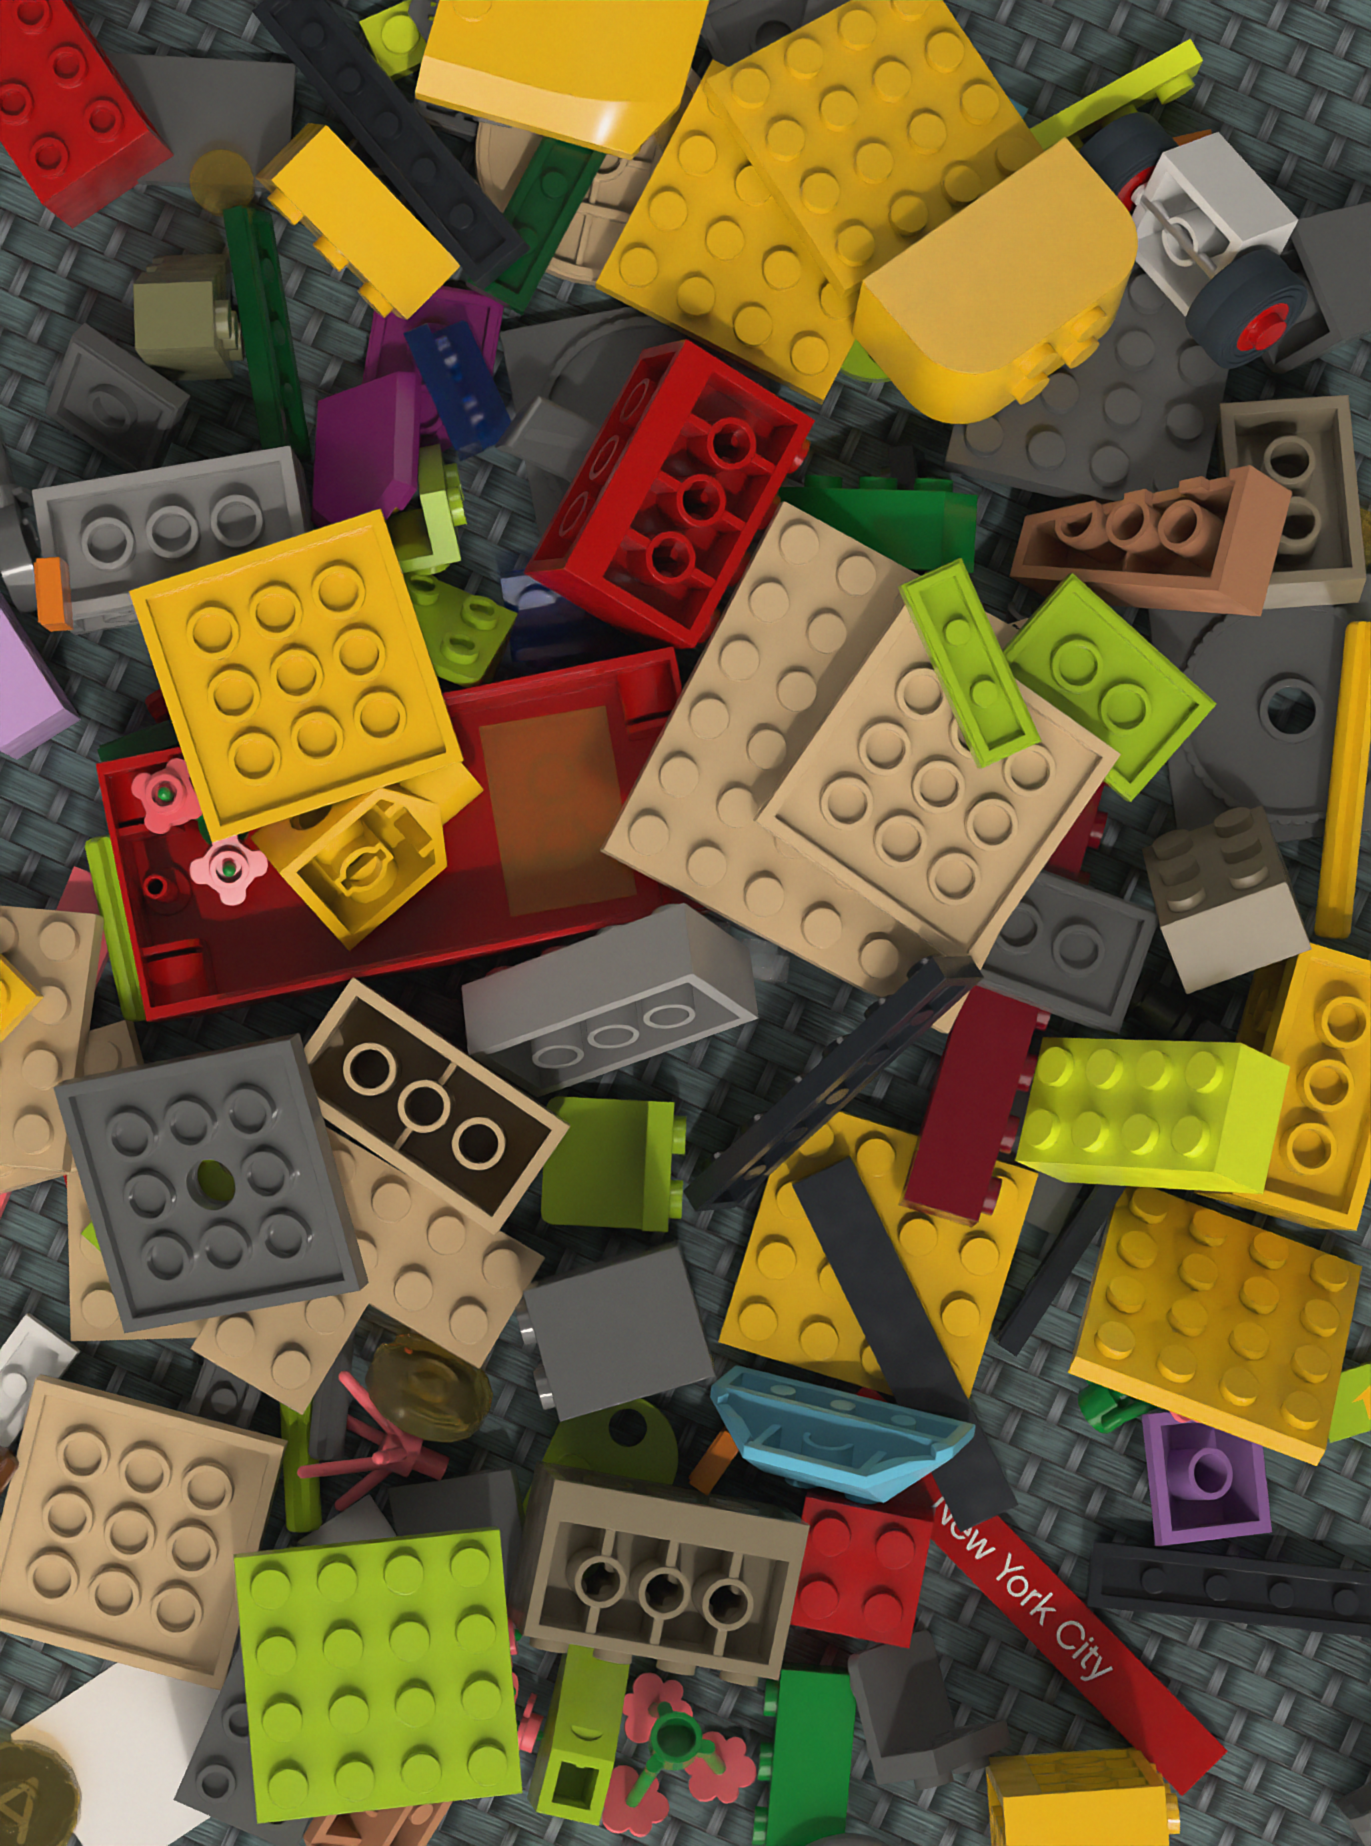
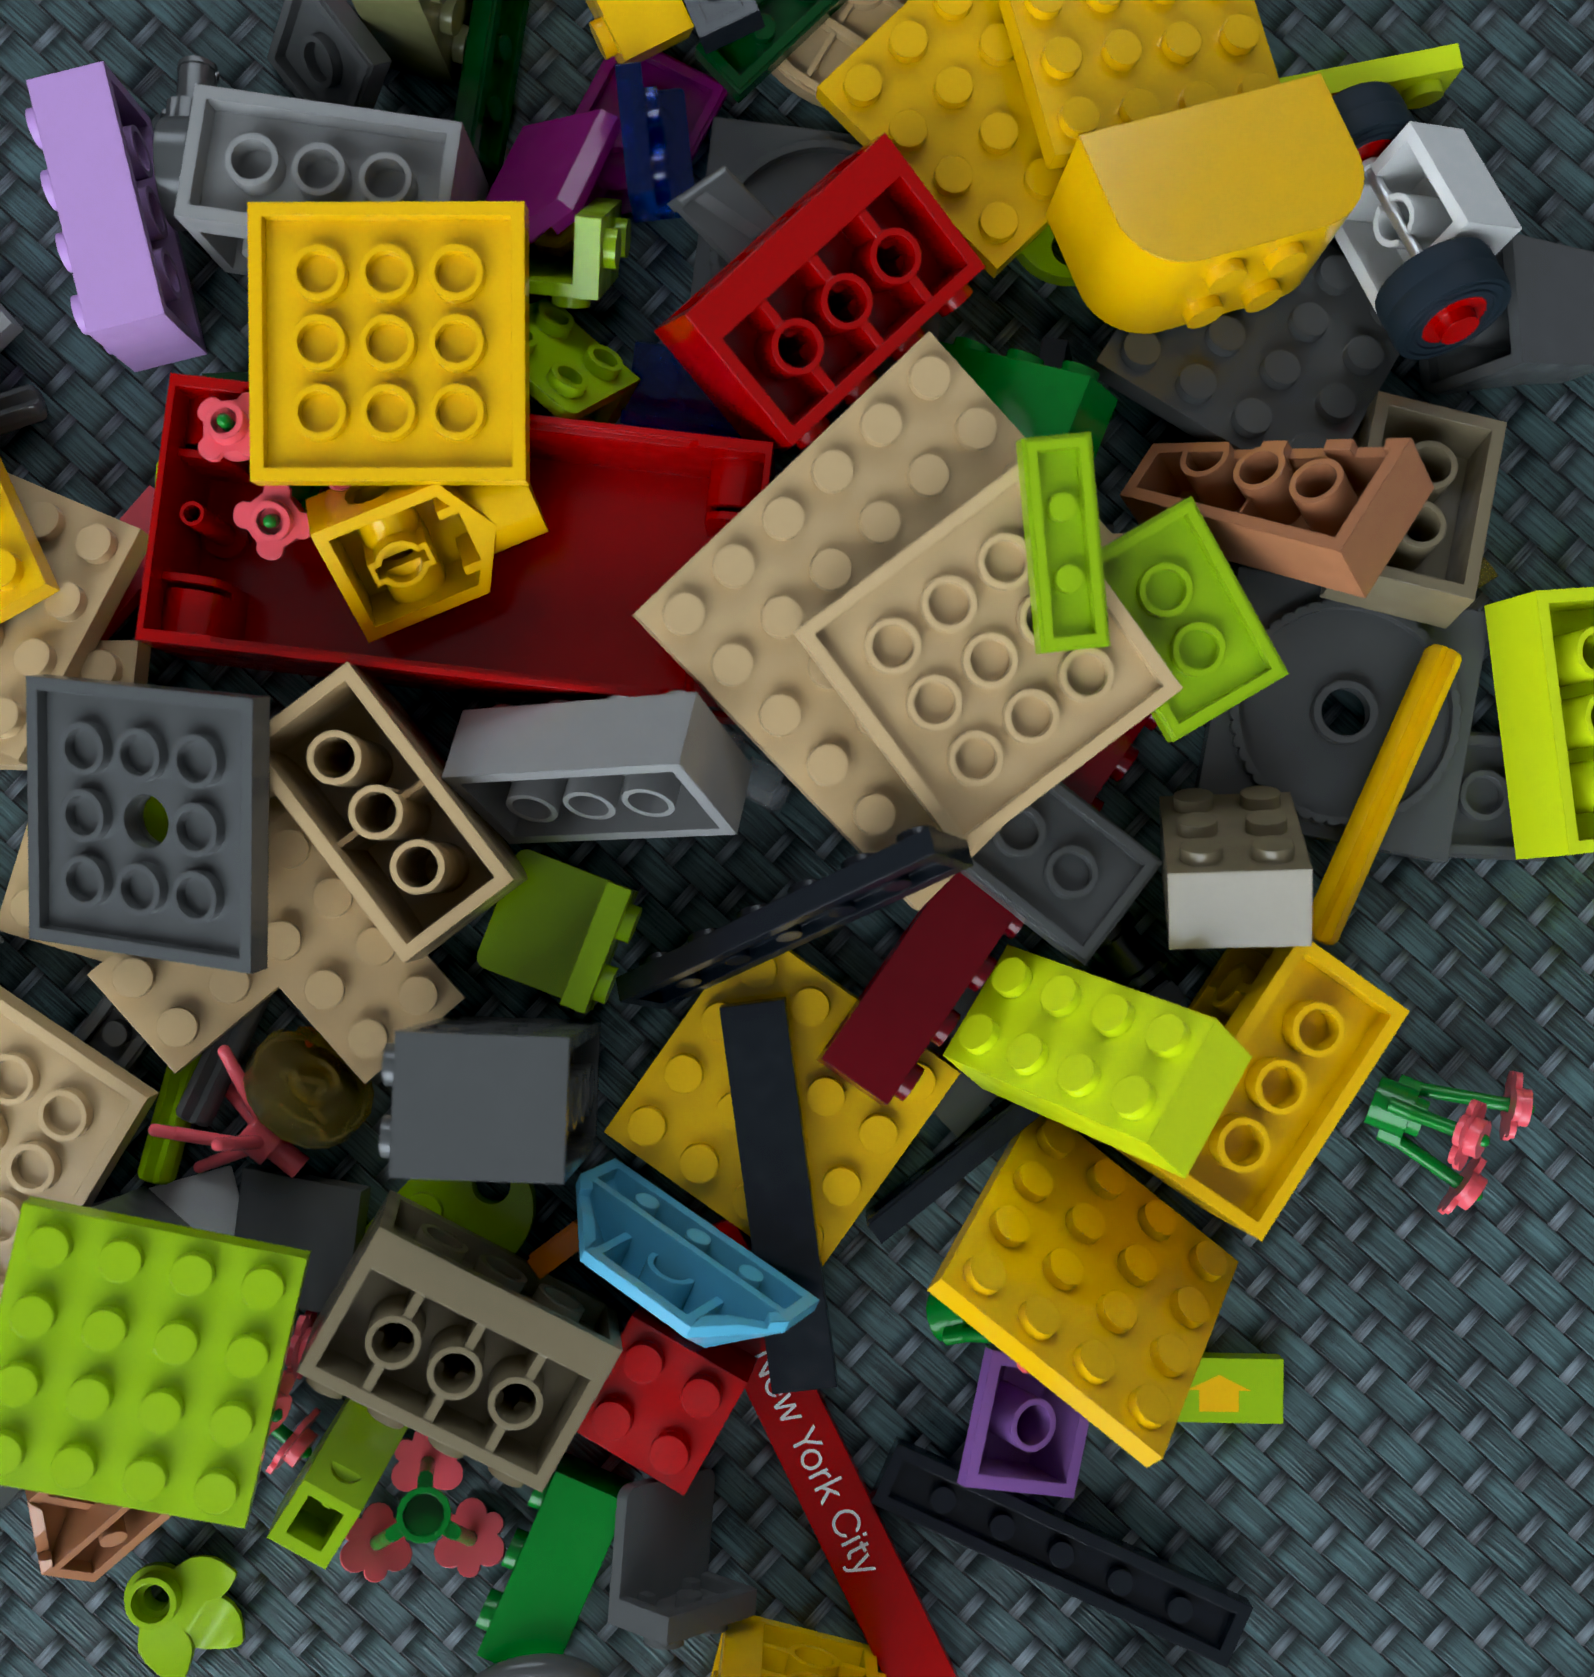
camera: 20 degrees right, 0 degrees up
(53, 594) = (174, 182): orange tile -> none
(553, 809) = (609, 560): clear yellow tile -> none

